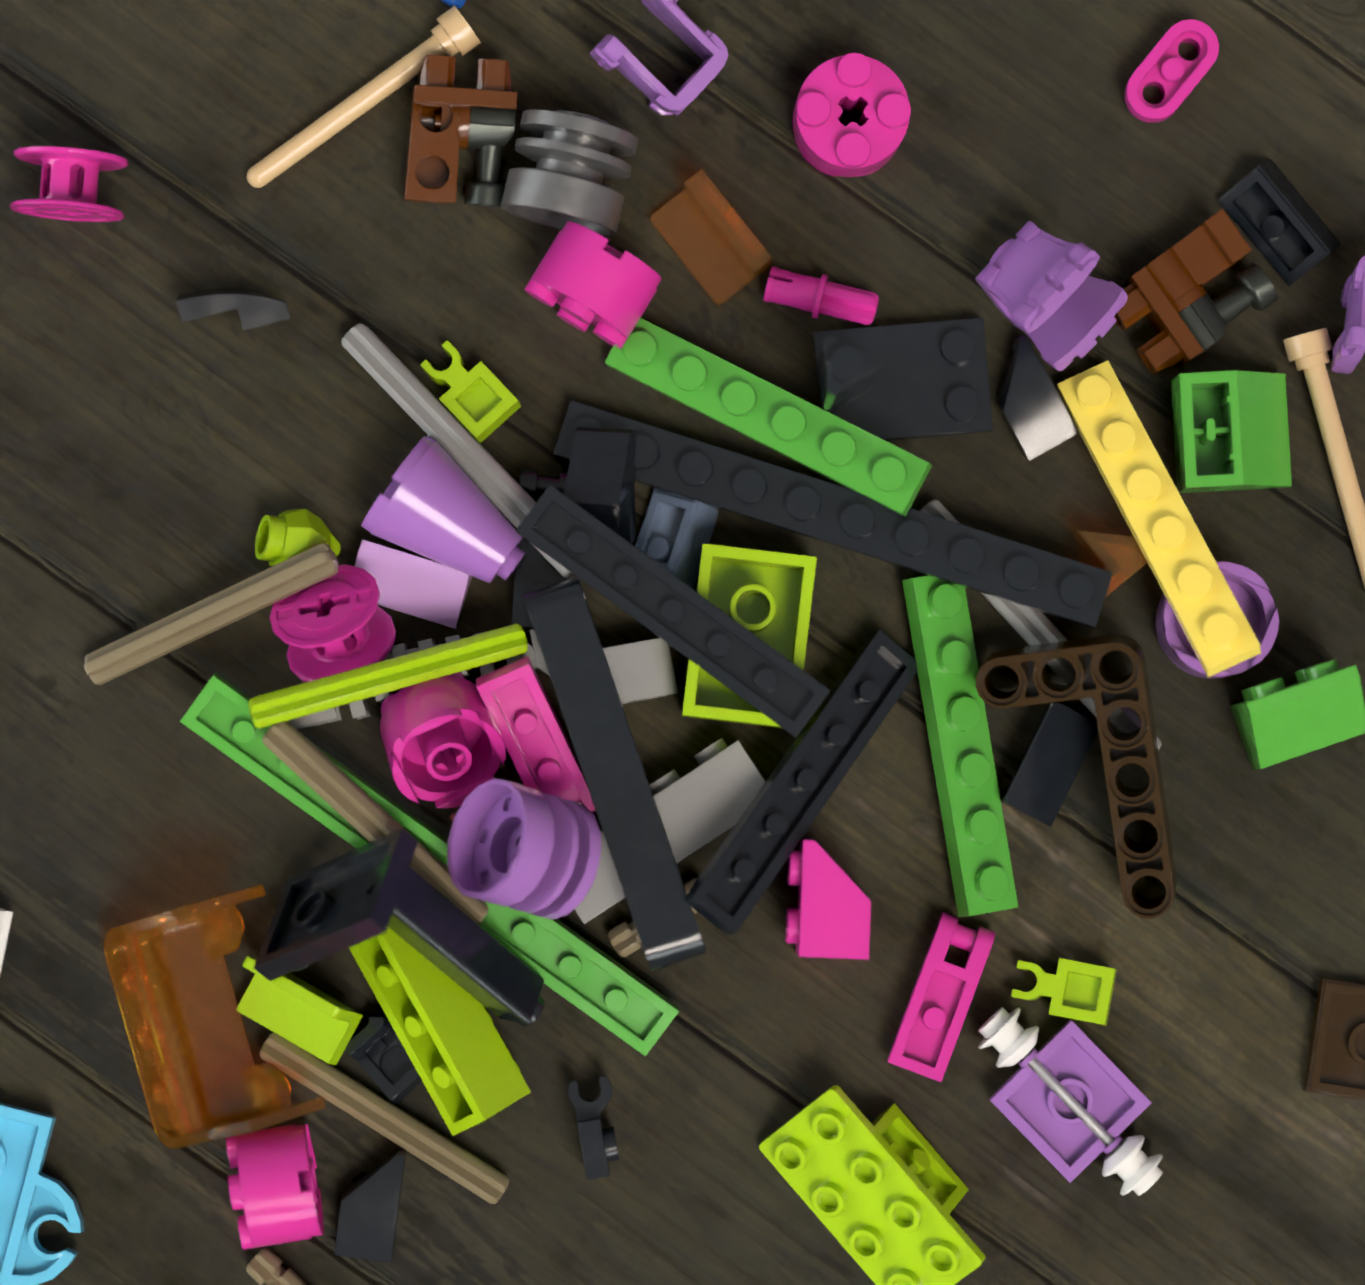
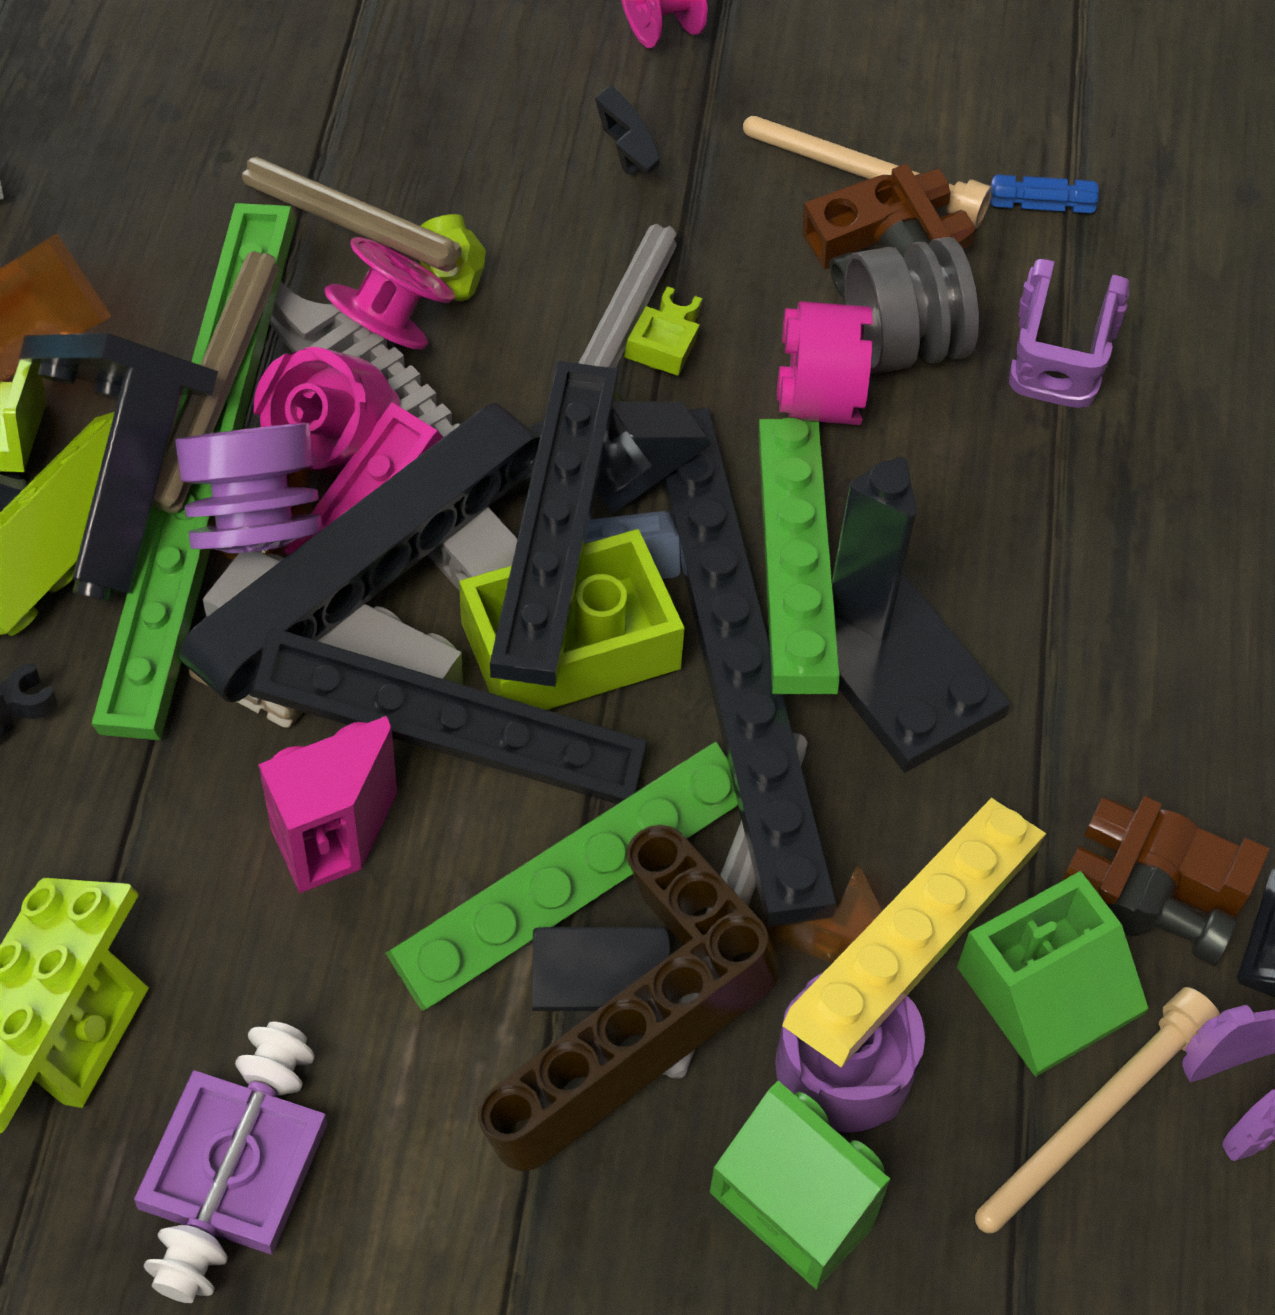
camera: 60 degrees right, 30 degrees down
(387, 675) = (361, 328): lime axle -> none
(415, 583) = (464, 358): lavender slope -> none
(444, 516) = (540, 317): medium lavender cone -> none
(711, 239) = (936, 451): clear orange panel -> none
(820, 296) = (936, 563): dark pink axle -> none
(850, 83) = (1117, 505): dark pink brick -> none
(940, 999) = (287, 976): dark pink plate -> none
(1033, 404) = (956, 785): black slope -> none
(1048, 293) = (1070, 755): medium lavender piece -> none
(1076, 991) = (361, 1106): lime plate -> none

